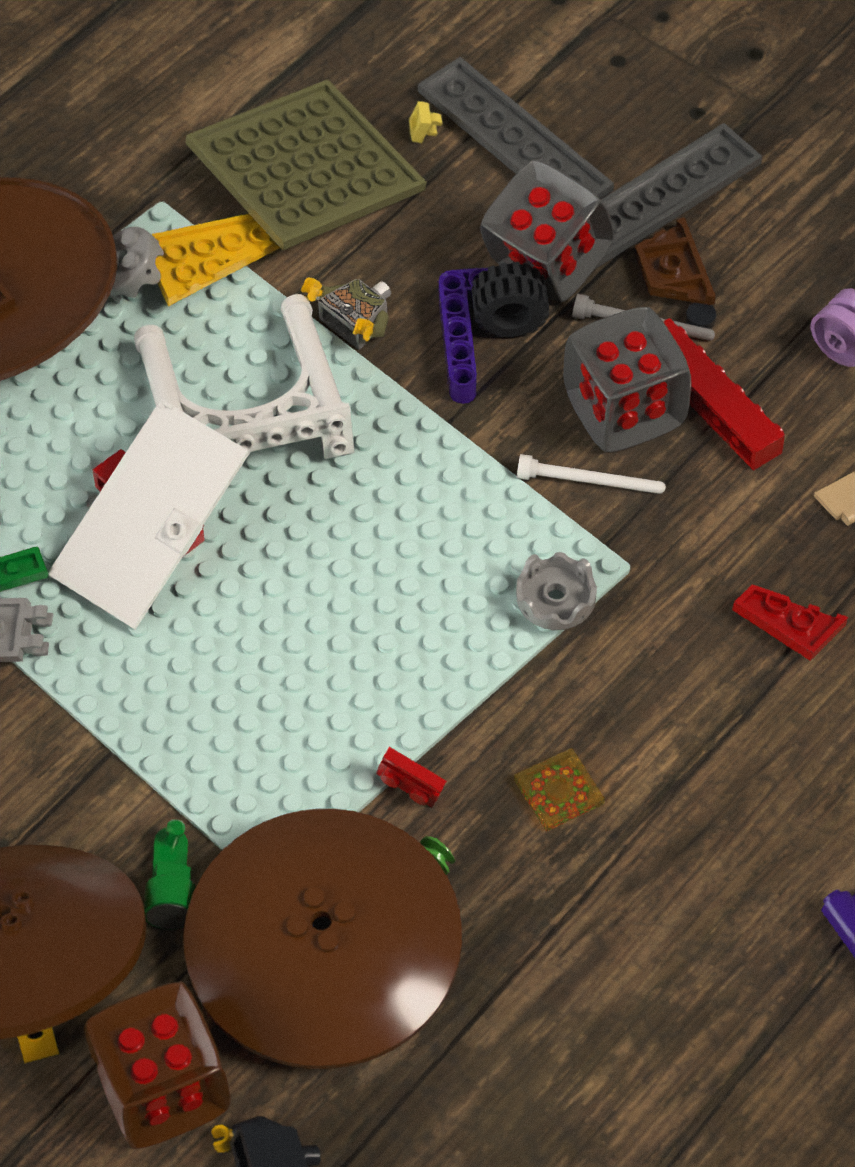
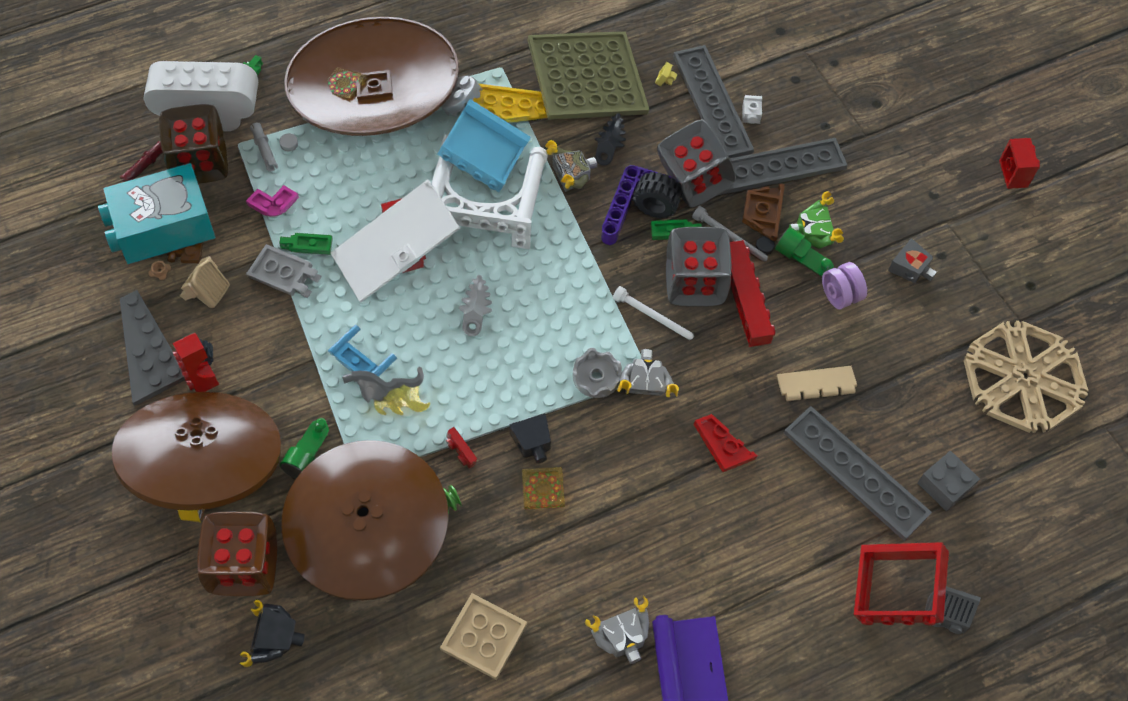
camera: 20 degrees right, 5 degrees up
(180, 717) = (354, 359): none -> dark azure plate
(206, 323) = (483, 145): none -> medium azure panel
(260, 744) = (392, 394): none -> piece
(318, 566) = (475, 306): none -> light grey plant
(389, 247) = (610, 139): none -> black plant
(506, 722) = (532, 437): none -> black torso
(547, 345) = (661, 229): none -> green hinge
(579, 126) = (752, 109): none -> white brick
(587, 1033) = (483, 636): none -> tan plate
(633, 567) = (647, 377): none -> light grey torso
(752, 300) = (795, 246): none -> green piece
(761, 258) = (817, 224): none -> bright green torso
(789, 939) = (623, 632): none -> light grey torso

